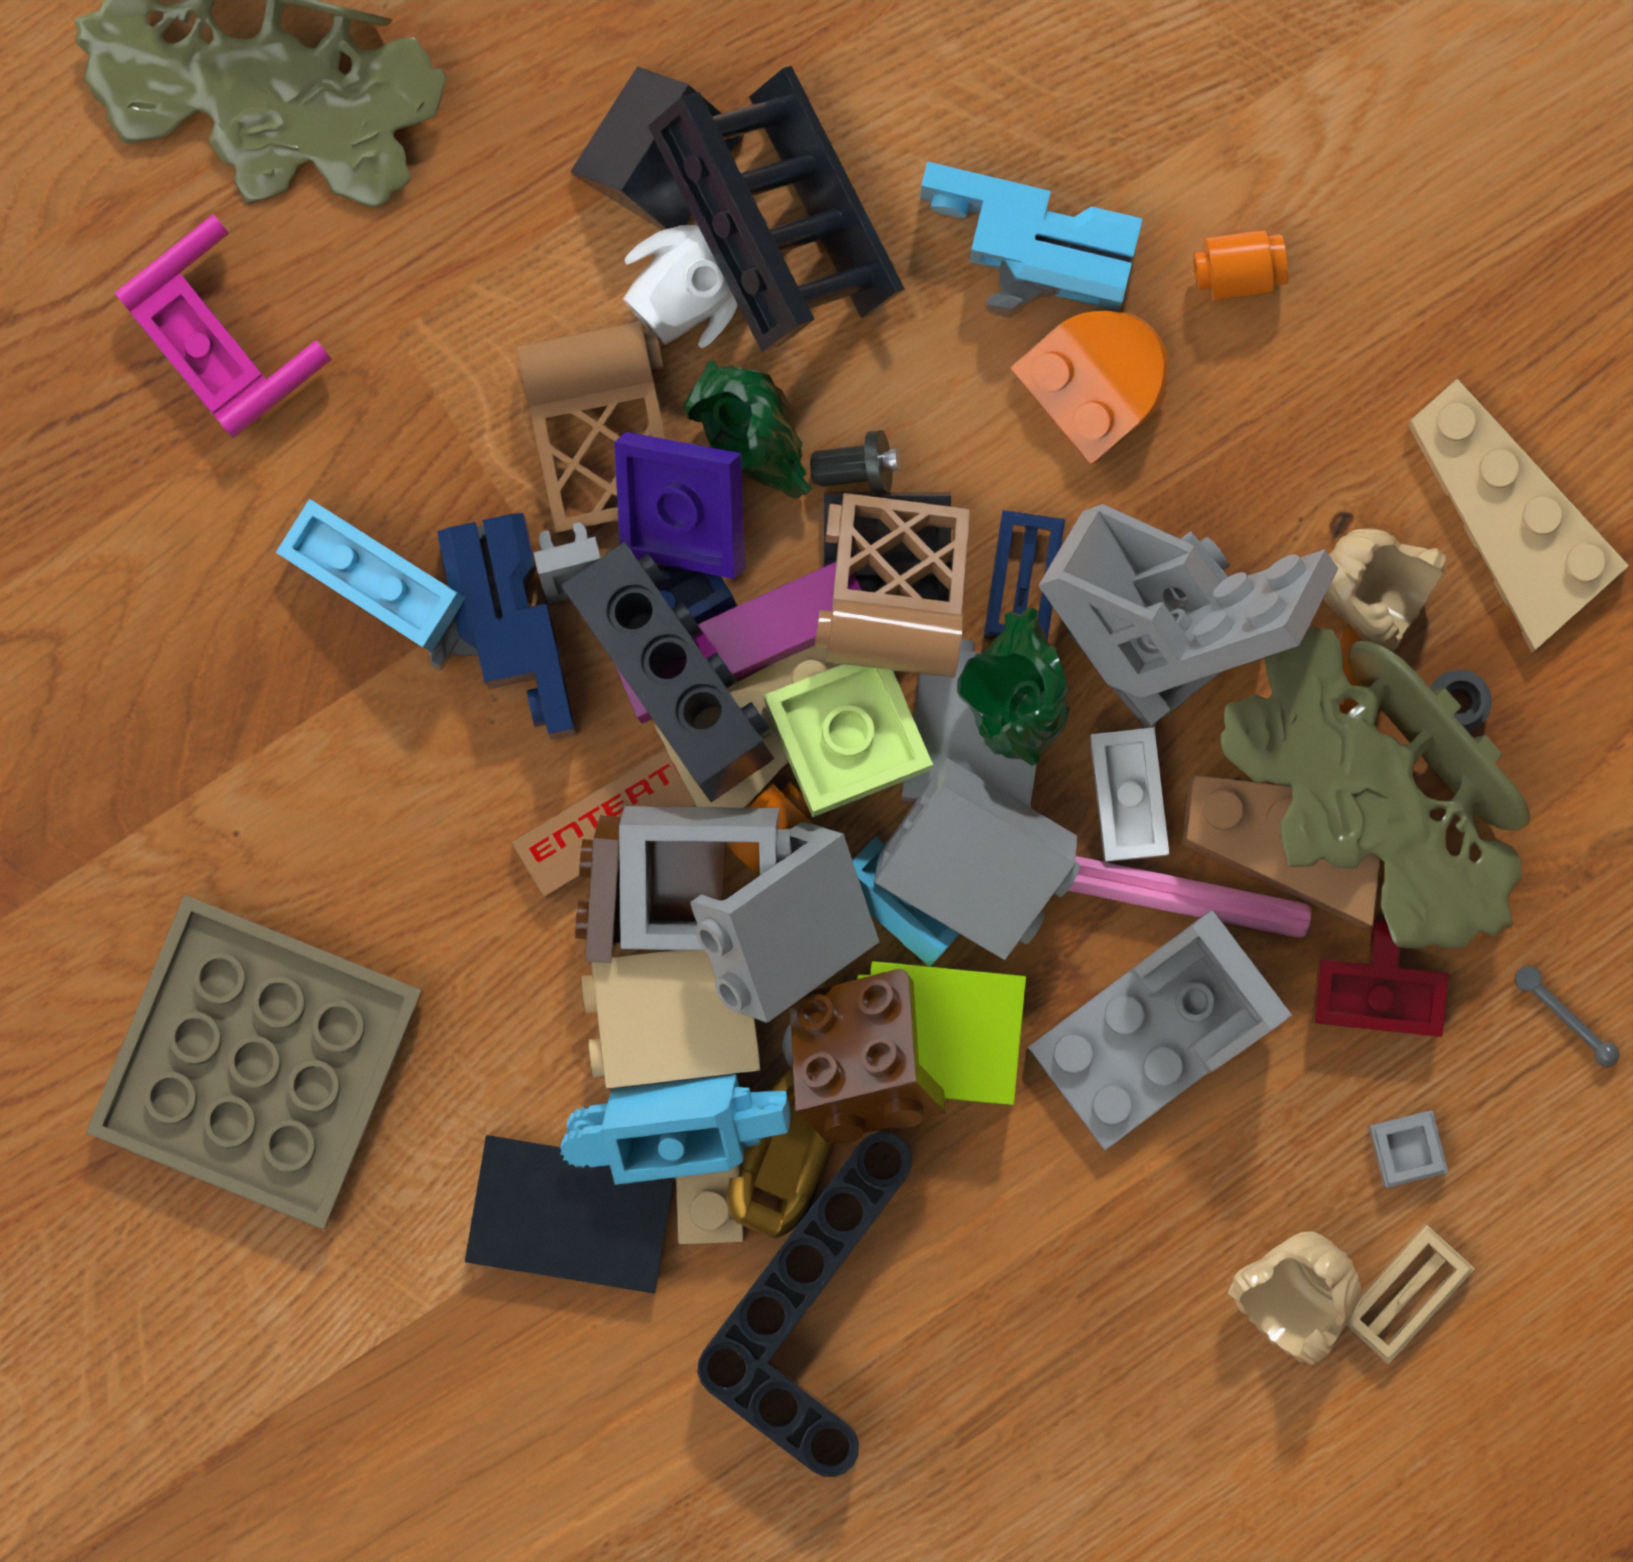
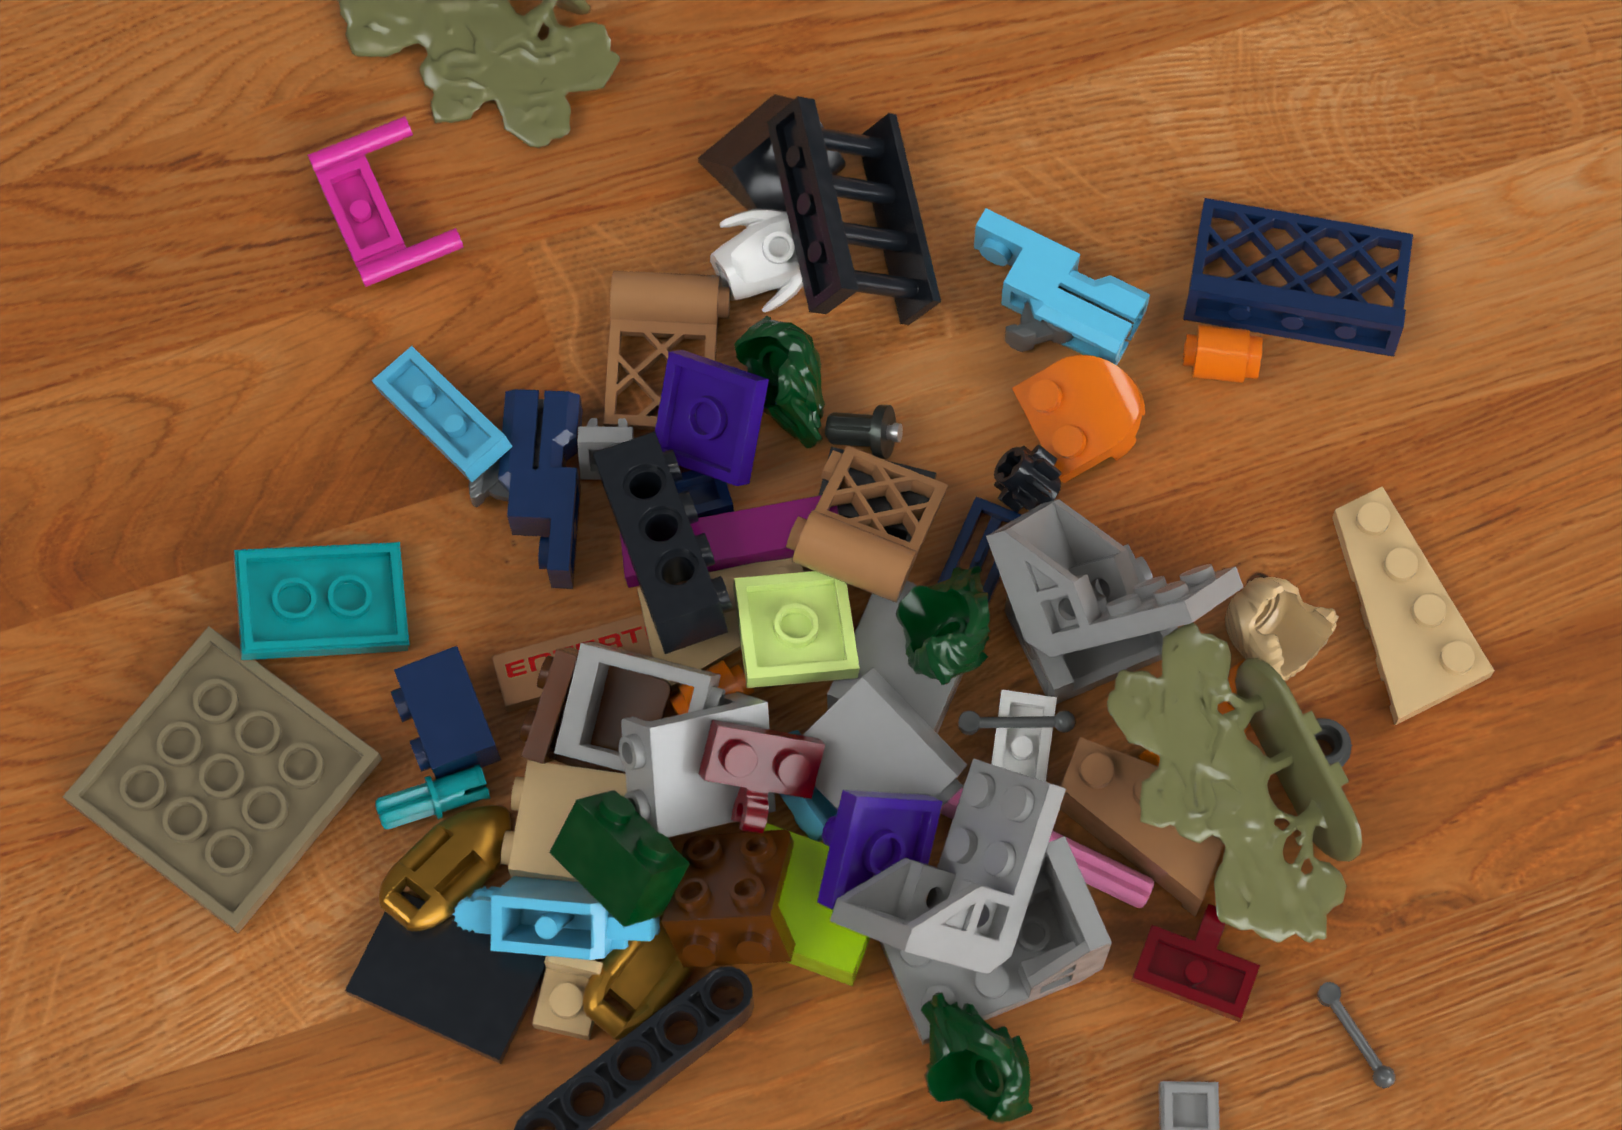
camera: 15 degrees right, 15 degrees down
(300, 830) = (320, 600): none -> teal tile
(480, 926) = (445, 713): none -> dark blue brick
(494, 1022) = (432, 797): none -> teal axle
(534, 1096) = (446, 866): none -> pearl gold piece
(731, 1056) = (619, 857): none -> dark green brick
(853, 908) = (759, 764): none -> plate
(1010, 971) = (874, 834): none -> dark purple tile
(1057, 477) = (1027, 478): none -> black gear
(1066, 782) = (970, 722): none -> dark grey hinge
(1126, 1002) = (980, 881): none -> light grey bracket
(1171, 1162) = (976, 1062): none -> dark green hair
(1312, 191) = (1294, 308): none -> dark blue fence

